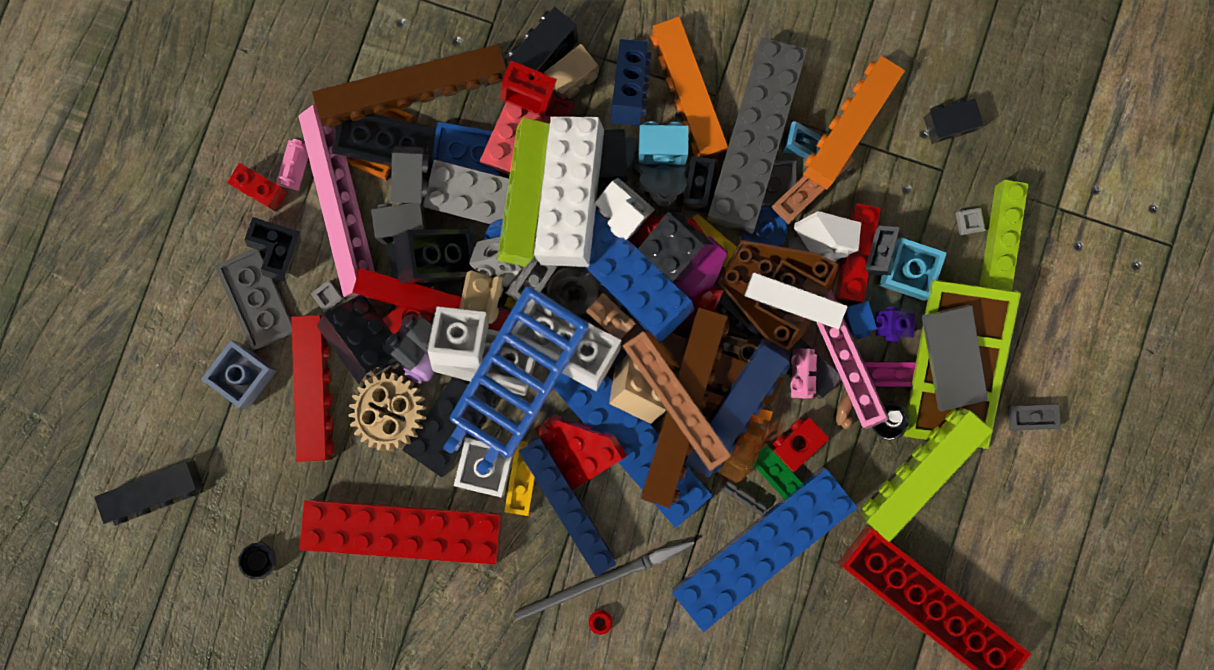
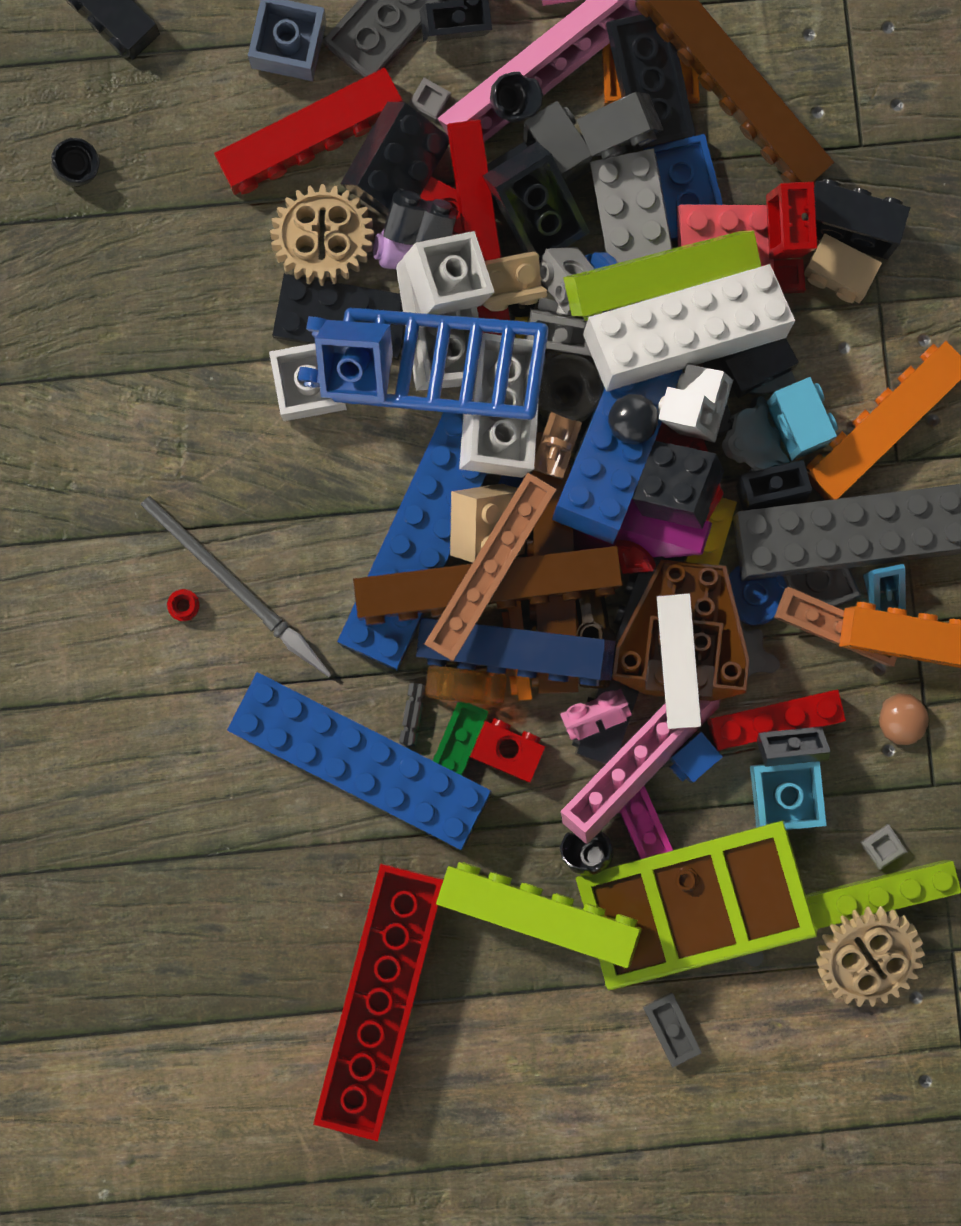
camera: 55 degrees right, 0 degrees up
(355, 236) = (516, 97): none -> black hair
(401, 531) = (186, 317): red brick -> none
(489, 430) = (354, 360): none -> blue slope
(520, 486) = (315, 433): yellow plate -> none
(567, 506) = (305, 500): dark blue brick -> none
(579, 449) = (380, 484): red plate -> none
(617, 257) = (633, 419): none -> black hair
(629, 82) = (860, 342): dark blue brick -> none
(829, 235) = (781, 672): white slope -> none
(843, 410) = (563, 791): medium nougat arm -> none
(891, 169) = (903, 719): none -> nougat hair
(894, 324) = (708, 803): dark purple brick -> none
(954, 357) = (699, 890): dark grey tile -> none
(1046, 281) = (895, 940): none -> tan gear

